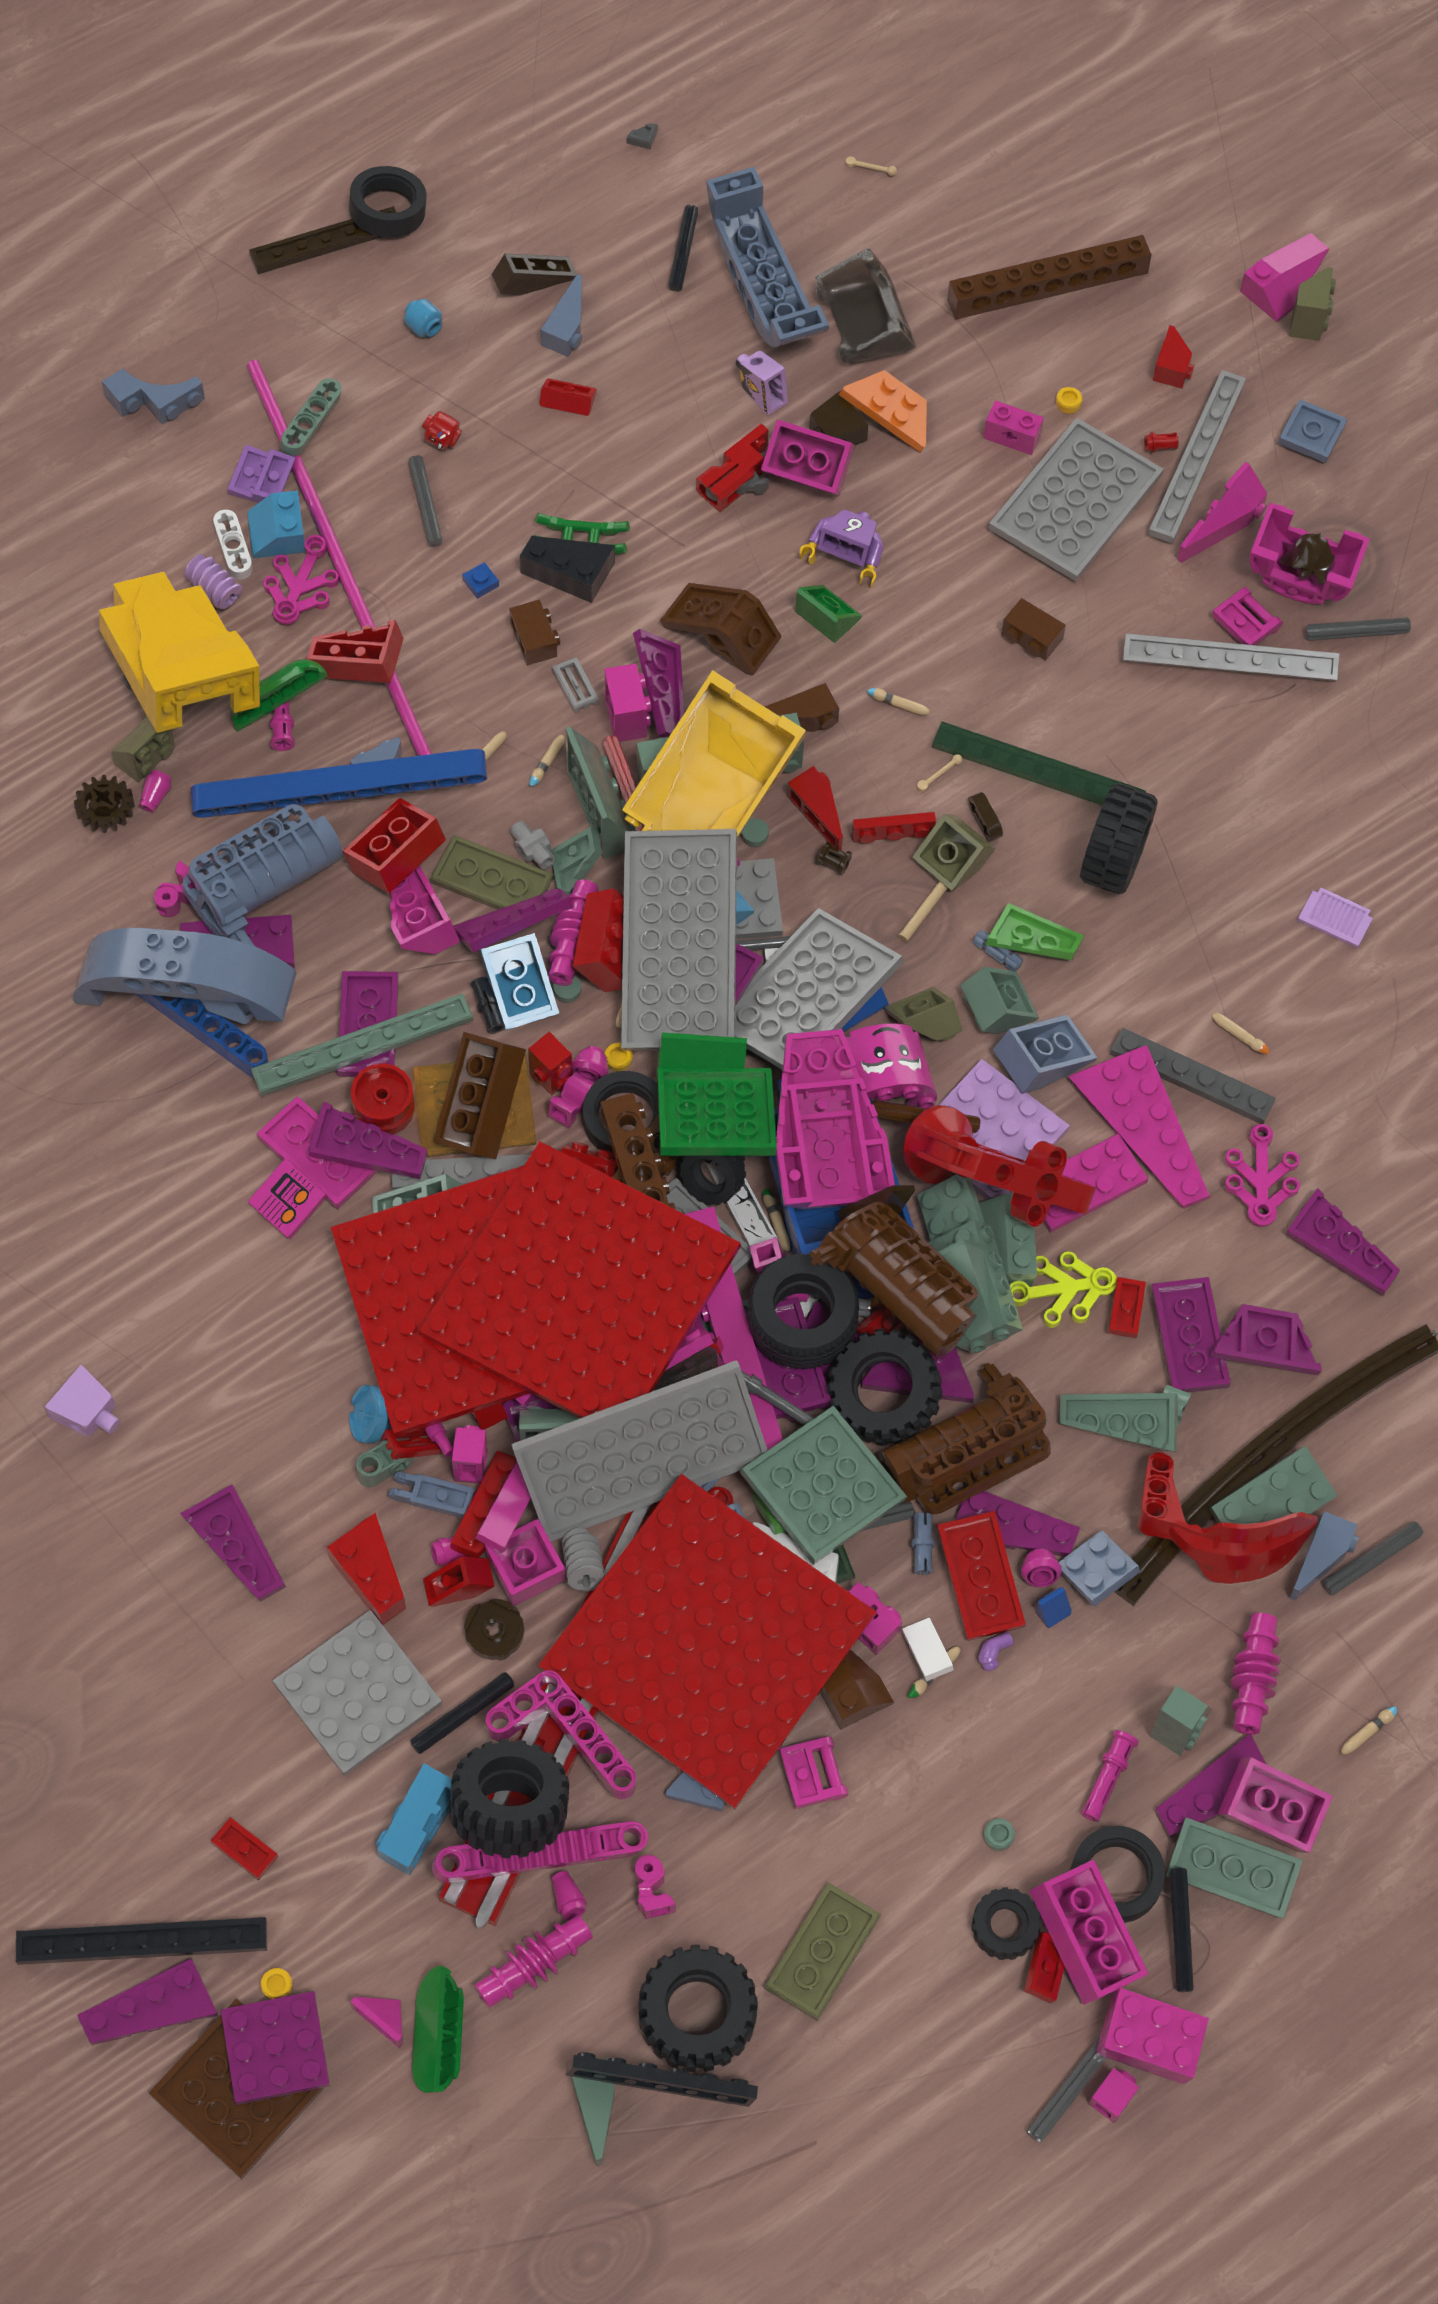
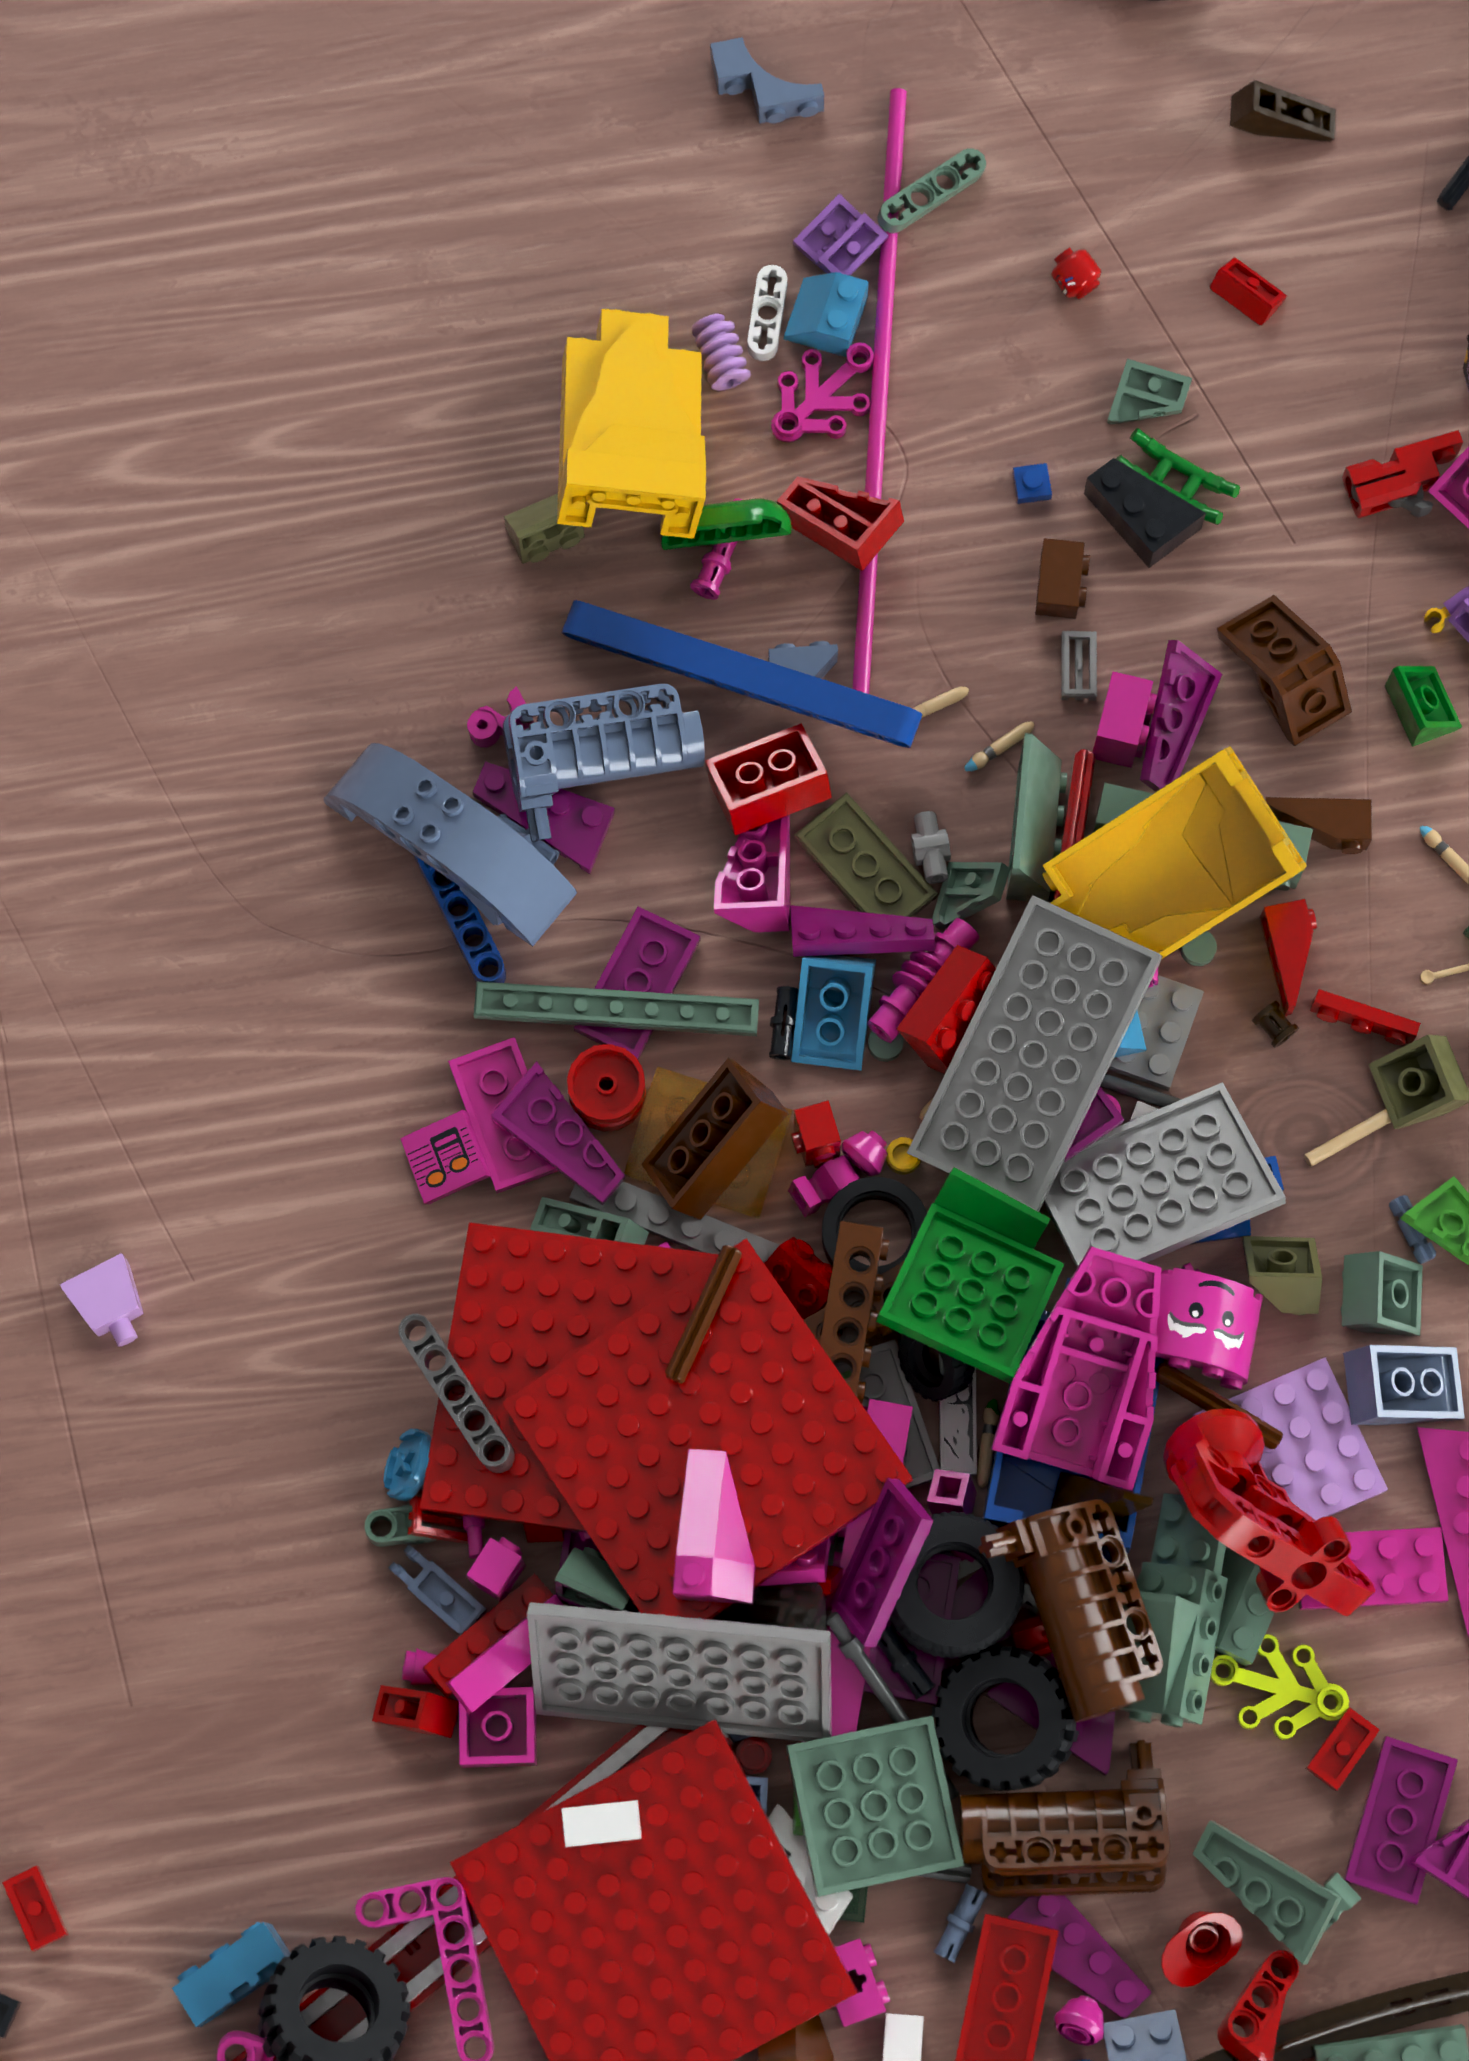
camera: 30 degrees right, 10 degrees up
(104, 803) = (480, 569): dark brown gear -> none
(155, 789) = (534, 583): dark pink cone -> none
(234, 1538) = (196, 1533): magenta wing -> none
(357, 1692) = (244, 1785): light grey plate -> none
(368, 1568) = (323, 1647): red wedge -> none
(376, 1327) = (444, 1380): none -> flat silver beam
(423, 318) = (1123, 118): dark azure head -> none
(425, 500) = (1015, 354): dark grey axle -> none
(462, 1713) = (347, 1867): black axle -> none
(502, 1644) = (428, 1808): dark brown plate -> none
(532, 488) = (1148, 393): none -> sand green wing
(535, 1191) = (703, 1314): none -> reddish brown axle
(563, 326) = (1285, 199): sand blue slope -> none
(582, 1559) = (561, 1758): light grey piece -> none
(621, 1345) = (712, 1543): none -> wedge
(636, 1580) = (601, 1823): none -> white tile
(747, 1308) = (882, 1562): none -> magenta plate
(794, 1381) = (904, 1663): none -> black pin
(1099, 1477) = (1201, 1947): none -> red piece

